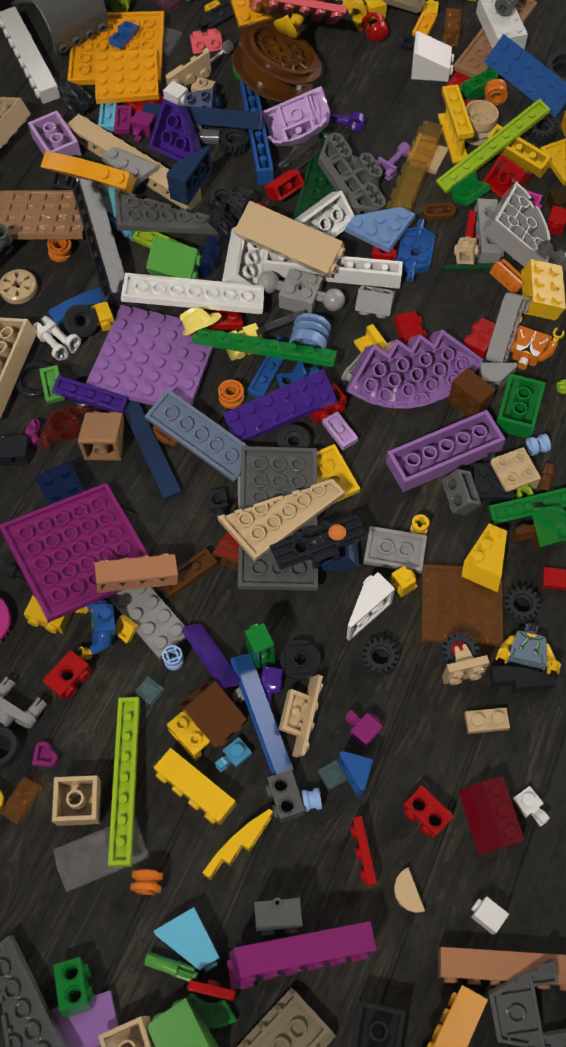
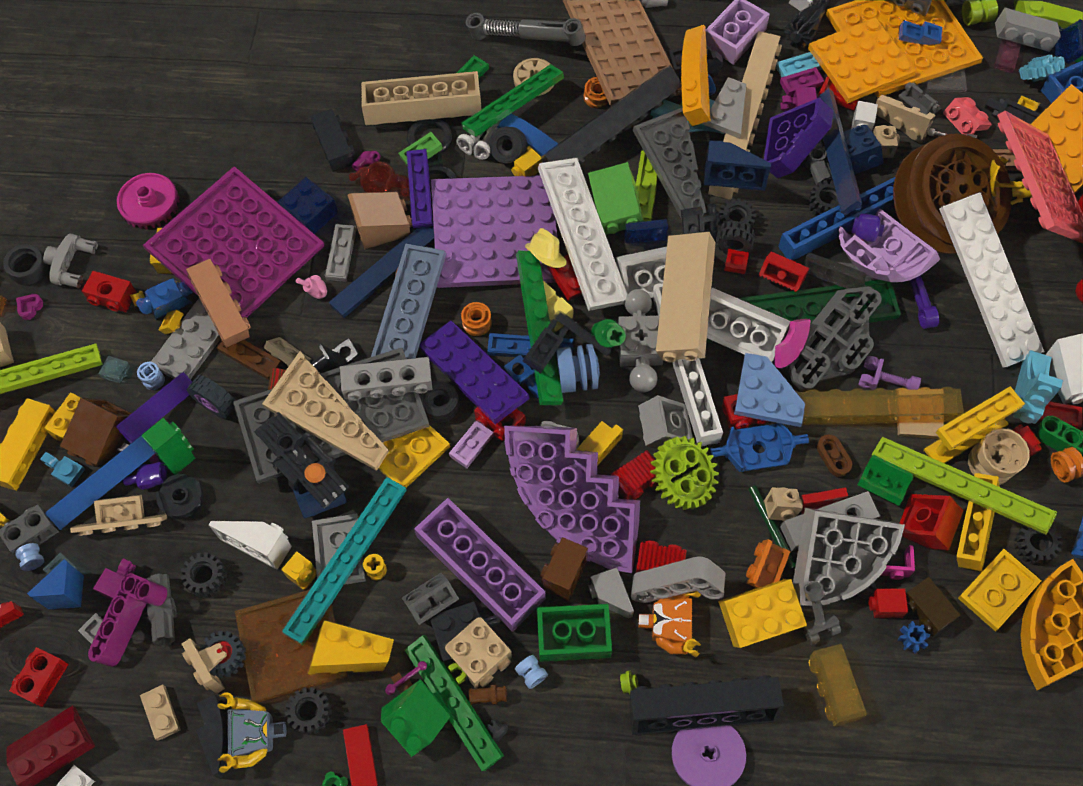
camera: 70 degrees right, 0 degrees up
(41, 302) = (512, 100): none -> green plate
(117, 477) = (340, 252): none -> light grey tile
(145, 503) = (314, 286): none -> bright pink piece
(172, 61) = (915, 98): none -> dark grey hinge
(200, 541) = (283, 350): none -> dark tan plate
(221, 606) = (211, 396): none -> black wheel
(273, 435) = (376, 372): none -> light grey brick
(276, 121) = (868, 227): none -> dark purple head
(291, 341) = (544, 347): none -> black hinge
(293, 302) = (608, 333): none -> green piece
(350, 70) = (991, 279): none -> white plate
(350, 197) = (793, 343): none -> dark pink tile
(397, 758) = (91, 627): none -> light grey tile
(400, 697) = (162, 616): none -> dark grey piece
(405, 724) = (123, 617): none -> magenta beam
(411, 542) = (344, 561): none -> teal plate
(422, 298) = (695, 490): none -> lime gear
(429, 84) = (1035, 386): none -> medium azure arch
(529, 534) = (390, 689): none -> magenta hinge

